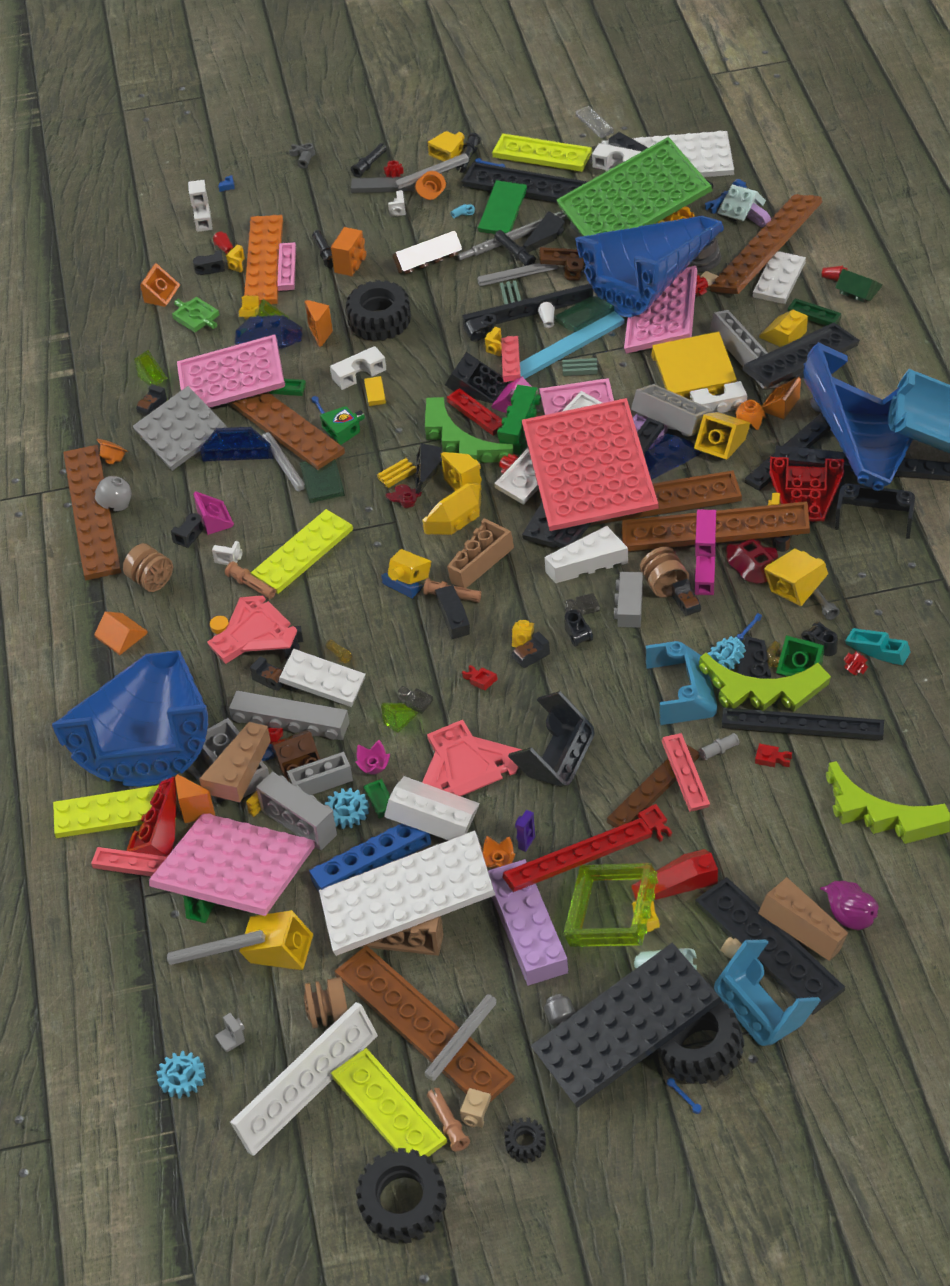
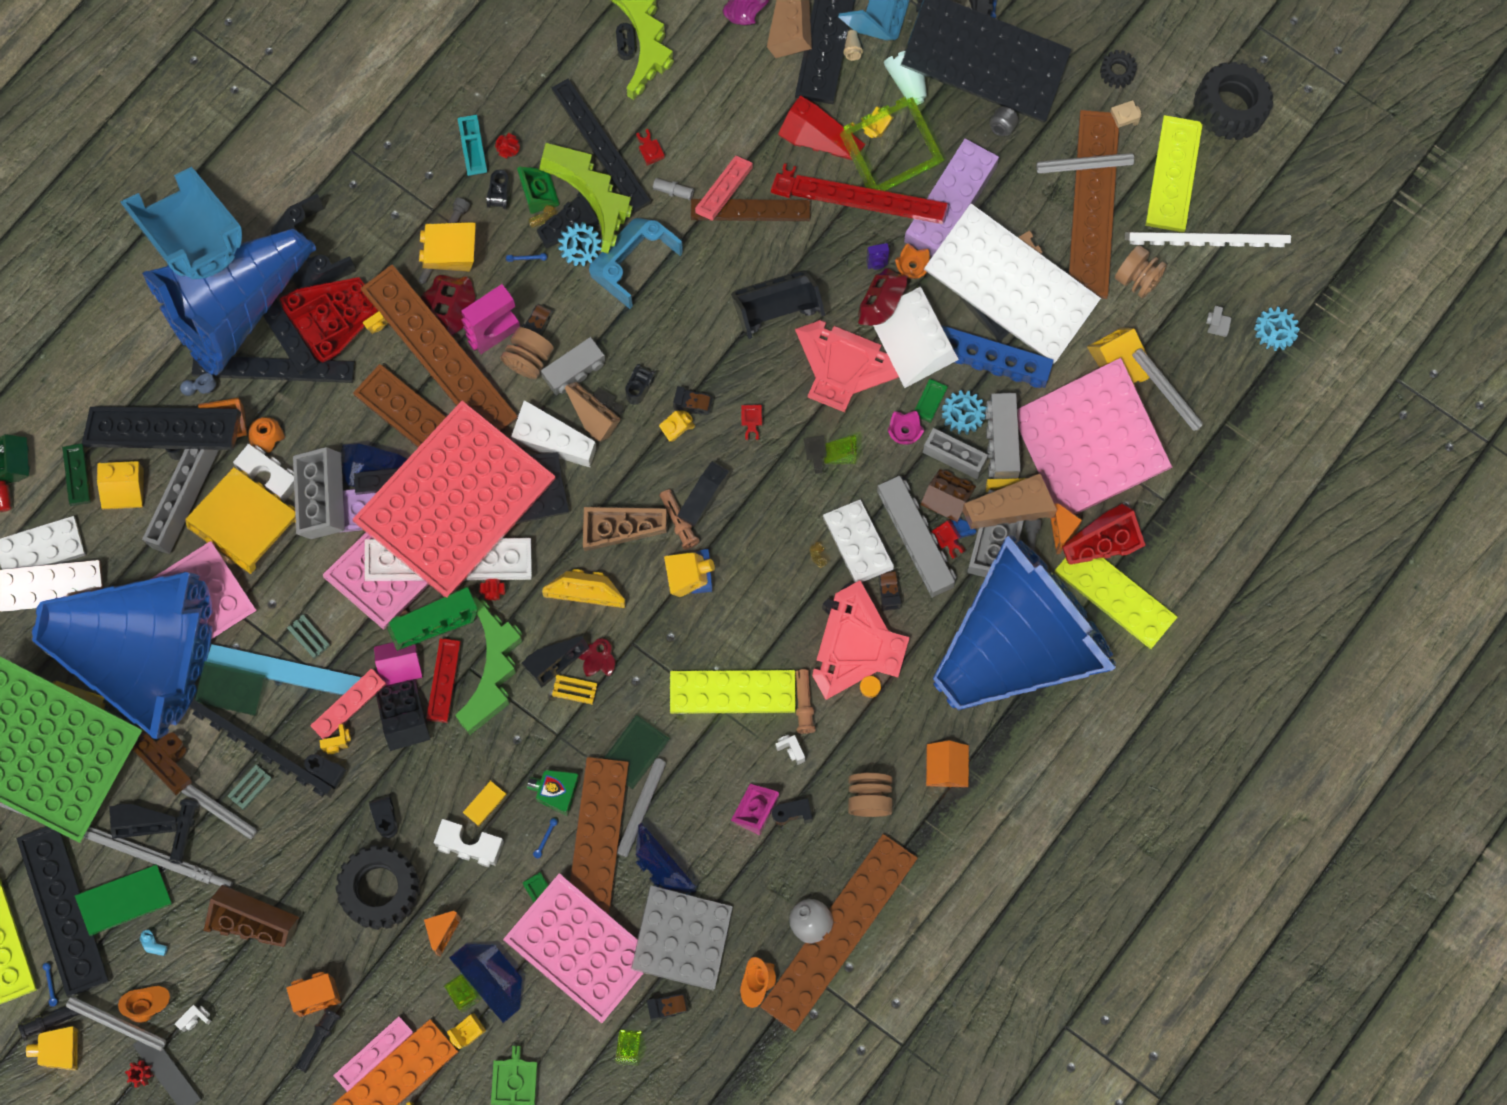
camera: 135 degrees left, 25 degrees up
(126, 861) = (1152, 534): coral plate -> none
(420, 339) = (383, 813): none -> black piece
(451, 1127) = (1151, 121): nougat pin -> none
(460, 469) = (541, 613): yellow slope -> none
(485, 813) = (887, 298): none -> dark red piece
(546, 312) = (255, 725): white cone -> none
(584, 584) = (593, 414): none -> medium nougat slope
(721, 434) = (315, 428): yellow slope -> none
(887, 794) = (628, 41): none -> black beam

